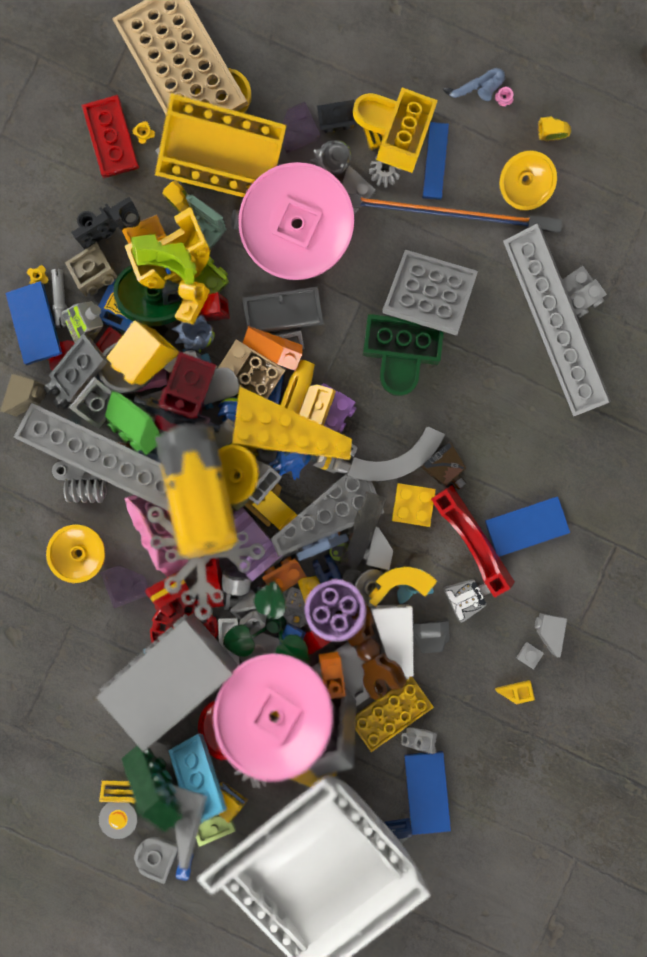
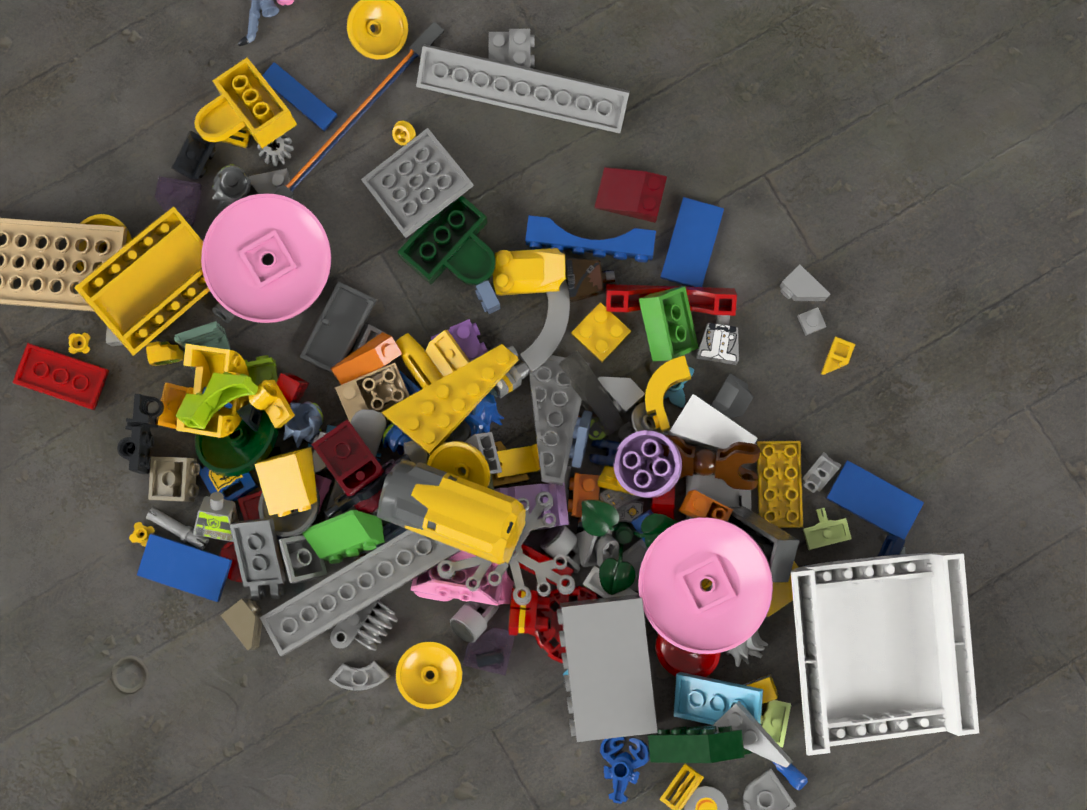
camera: 50 degrees left, 5 degrees down
(42, 504) = (359, 678): none -> light grey tile
(106, 739) = (623, 765): none -> blue animal
(117, 589) = (489, 658): none -> black pin
(132, 557) = (469, 623): none -> light grey piece
(379, 772) = (826, 531): none -> yellowish green plate
(383, 400) = (489, 300): none -> sand blue piece
(421, 421) = (528, 271): none -> yellow slope
(453, 551) = (668, 324): none -> bright green slope
(461, 256) = (403, 132): none -> yellow hat
(497, 485) = (634, 244): none -> blue arch
(533, 456) = (631, 193): none -> dark red slope

